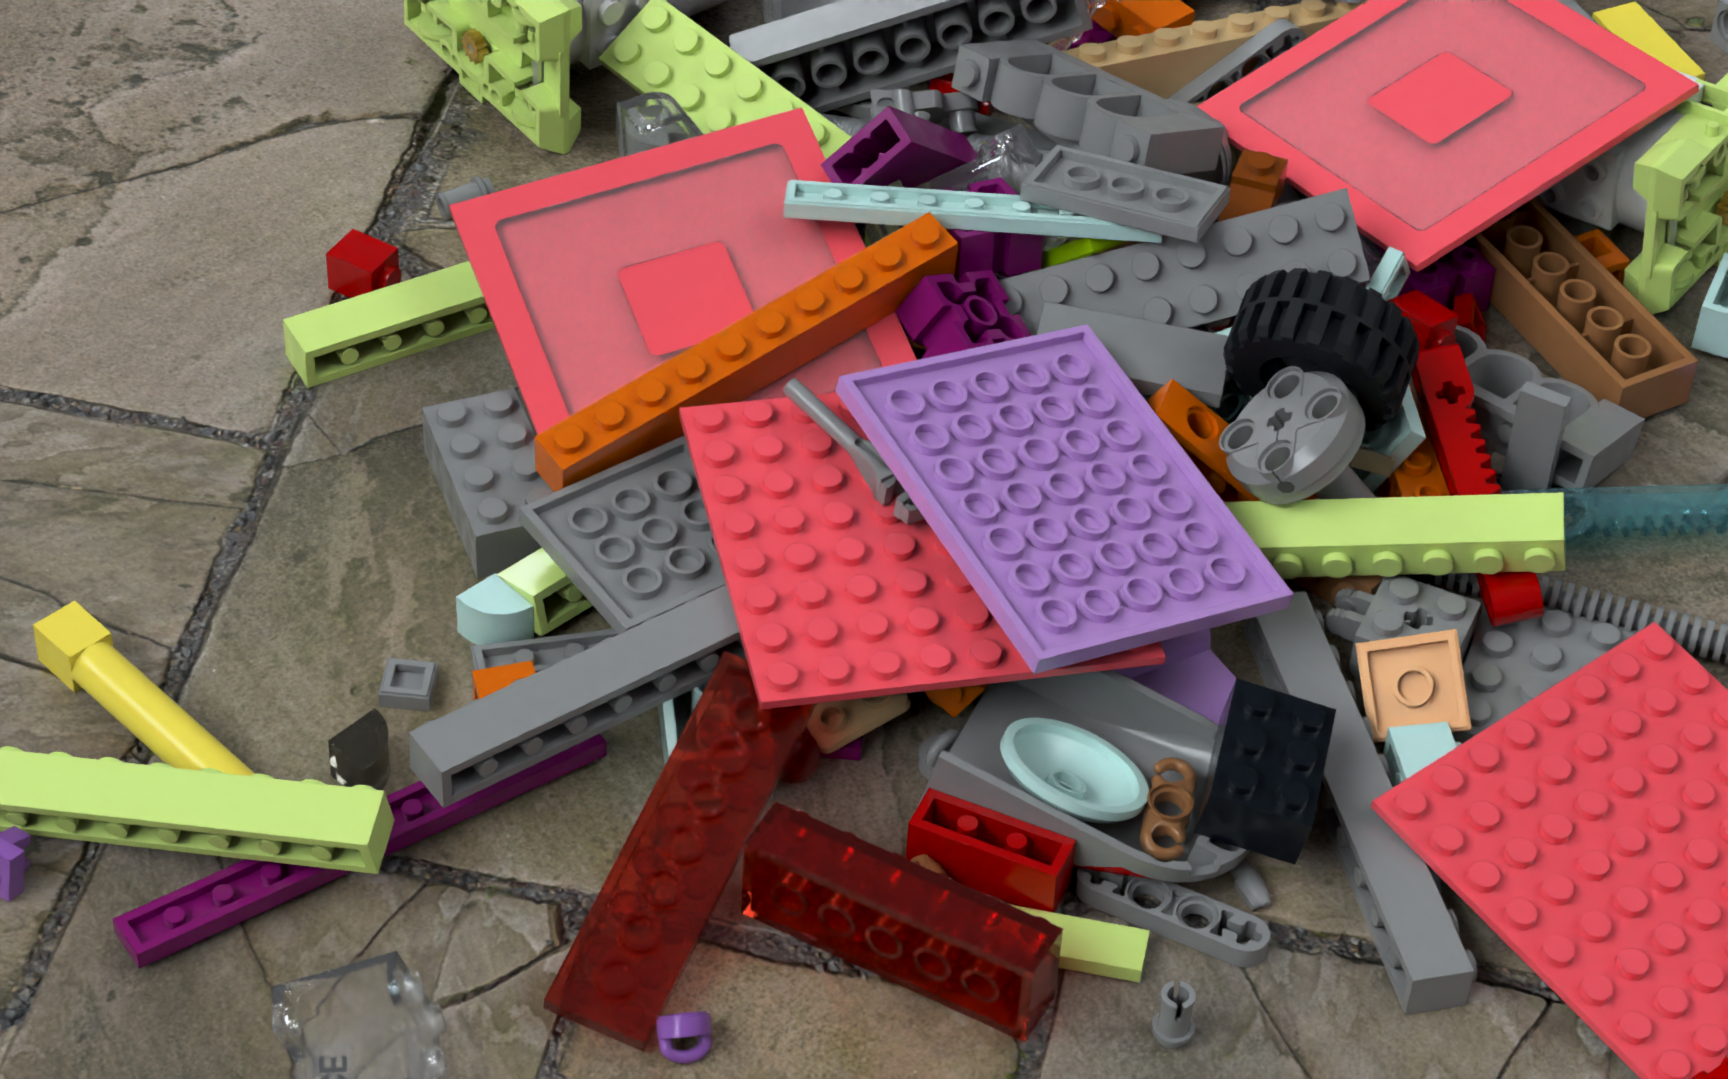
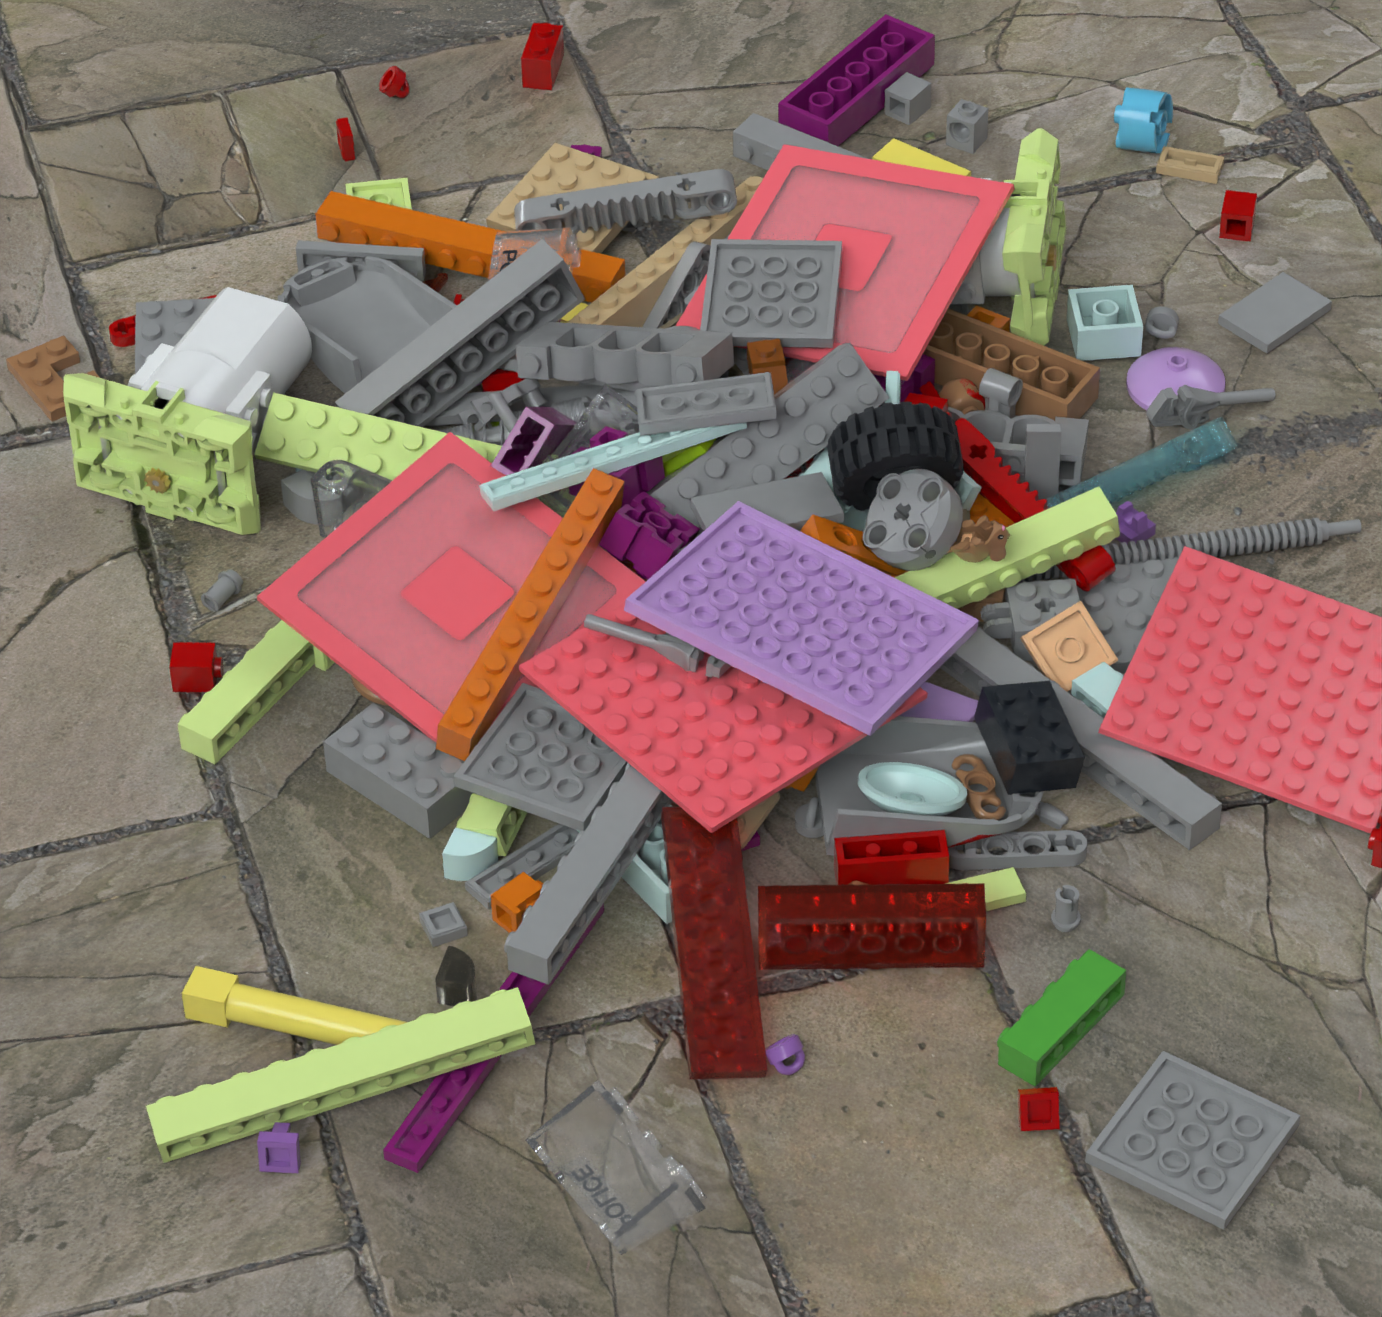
camera: 25 degrees left, 0 degrees up
(1322, 103) = (773, 291): none -> light grey plate
(1361, 497) = (981, 540): none -> medium nougat animal
(1504, 328) = (963, 395): none -> medium nougat head
(1549, 339) = (1000, 391): none -> light grey piece
(1617, 571) = (1133, 524): none -> medium lavender tile

